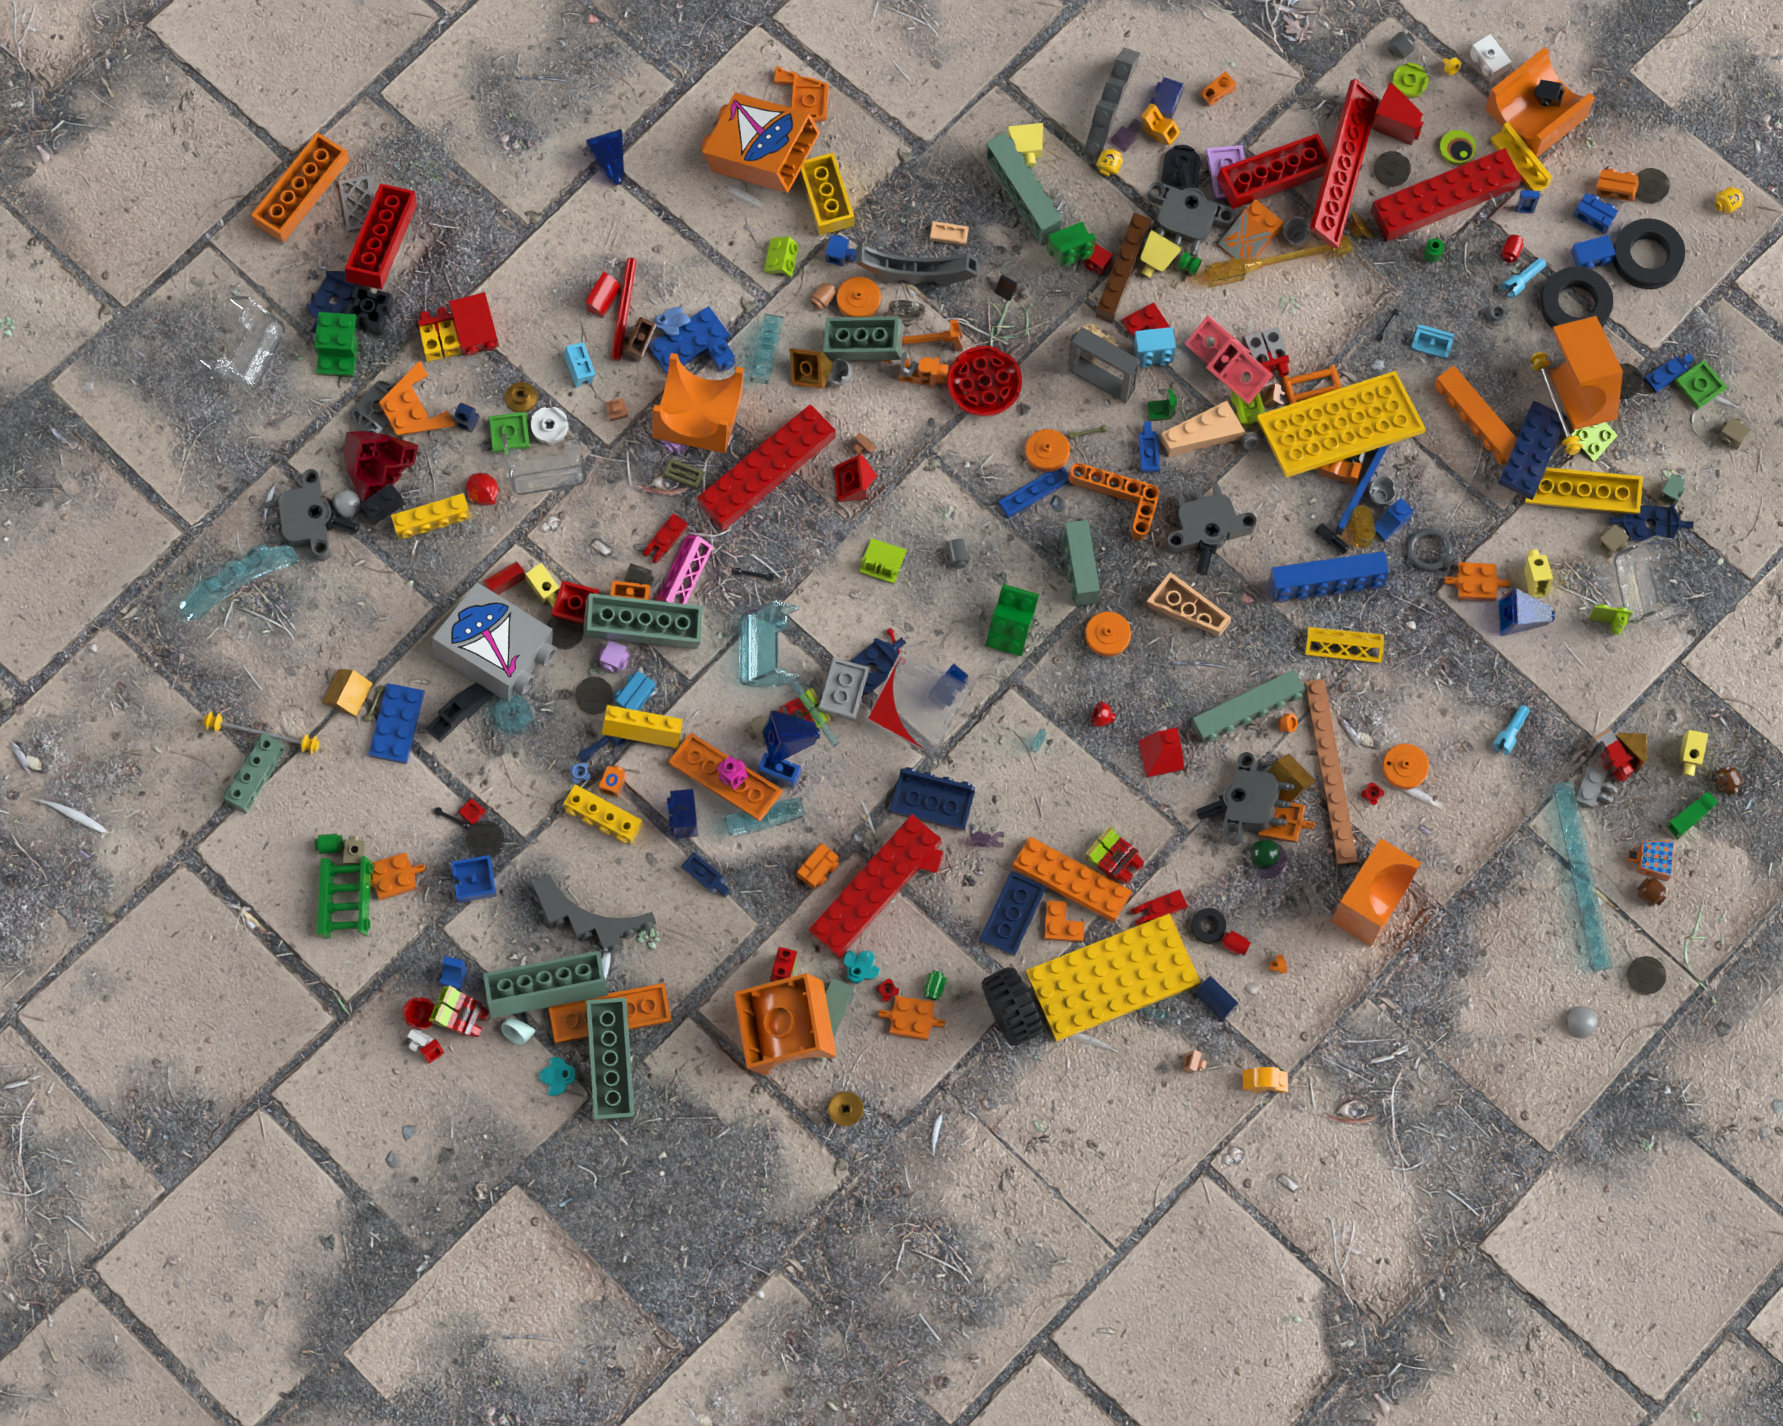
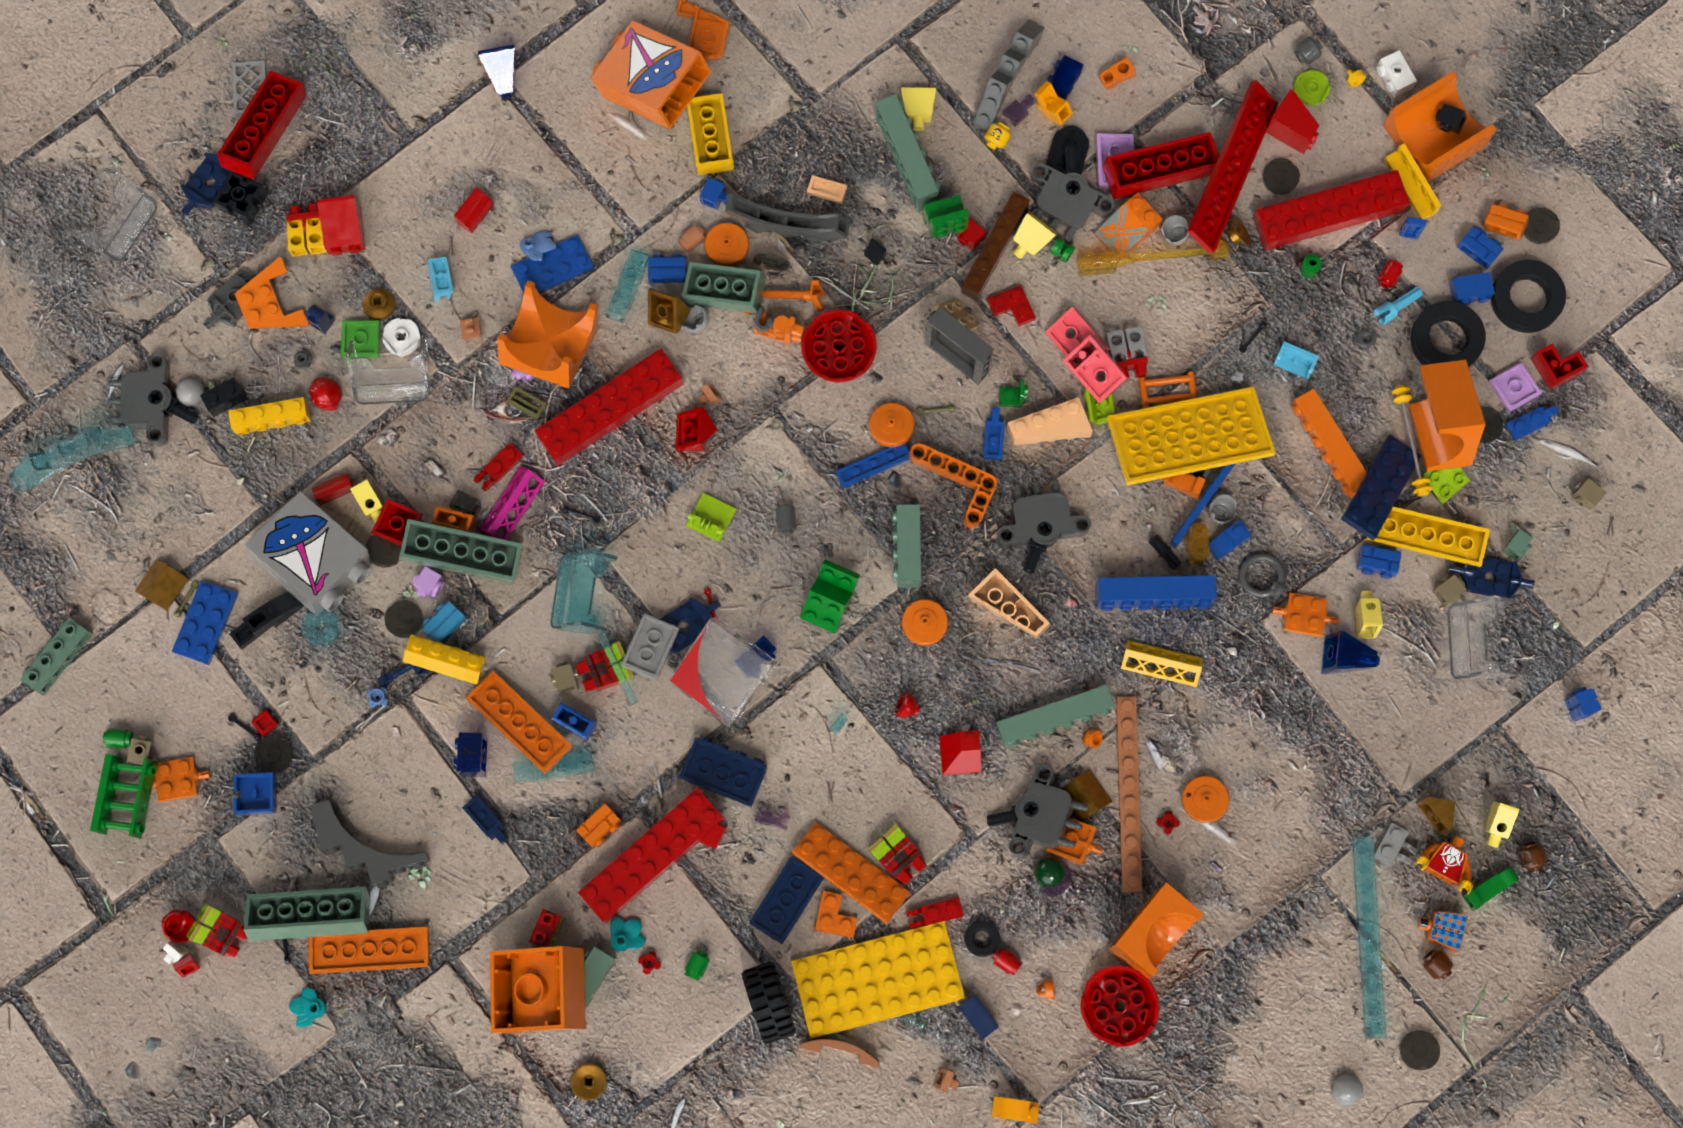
camera: 10 degrees right, 5 degrees up
(217, 721) = (27, 600): yellow axle -> none
(300, 187) = (192, 65): orange brick -> none
(336, 344) = (202, 229): green bracket -> none
(376, 460) = (224, 351): dark red brick -> none
(453, 973) = (218, 891): blue arch -> none
(454, 464) = (302, 364): none -> dark grey plate
(517, 1031) = (273, 956): light aqua piece -> none
(602, 814) = (392, 743): yellow brick -> none
(610, 1059) = (359, 1001): sand green brick -> none
(613, 781) = (408, 710): orange brick -> none
(623, 310) = (492, 227): red axle -> none
(639, 339) = (502, 260): reddish brown brick -> none
(721, 355) = (582, 286): blue brick -> none
(732, 772) = (523, 720): dark pink brick -> none
(781, 256) = (657, 192): lime bracket -> none
(787, 735) = (586, 690): clear blue slope -> none
(803, 328) = (667, 269): none -> blue brick
(911, 1018) = (669, 995): orange plate -> none
(1113, 1051) = (815, 1046): none -> nougat slope
(1154, 346) = (1014, 332): medium azure brick -> none
(1250, 440) = (1097, 440): light grey plate -> none
(1272, 394) = (1125, 396): nougat tile -> none
(1333, 965) = (1101, 1007): none -> red brick
(1457, 147) = (1349, 162): tile -> none
(1507, 738) = (1313, 782): medium azure piece -> none
(1540, 521) = (1378, 561): none -> blue brick
(1612, 754) = (1418, 816): hips -> none
(1617, 617) = (1444, 673): lime hinge -> none
(1647, 796) = (1448, 863): none -> torso
(1648, 342) = (1515, 387): none -> lavender tile
(1684, 319) = (1555, 369): none -> red brick
(1700, 384) = (1562, 438): bright green plate -> none
(1728, 200) = (1617, 250): yellow head -> none
(1755, 630) = (1582, 703): none -> blue brick

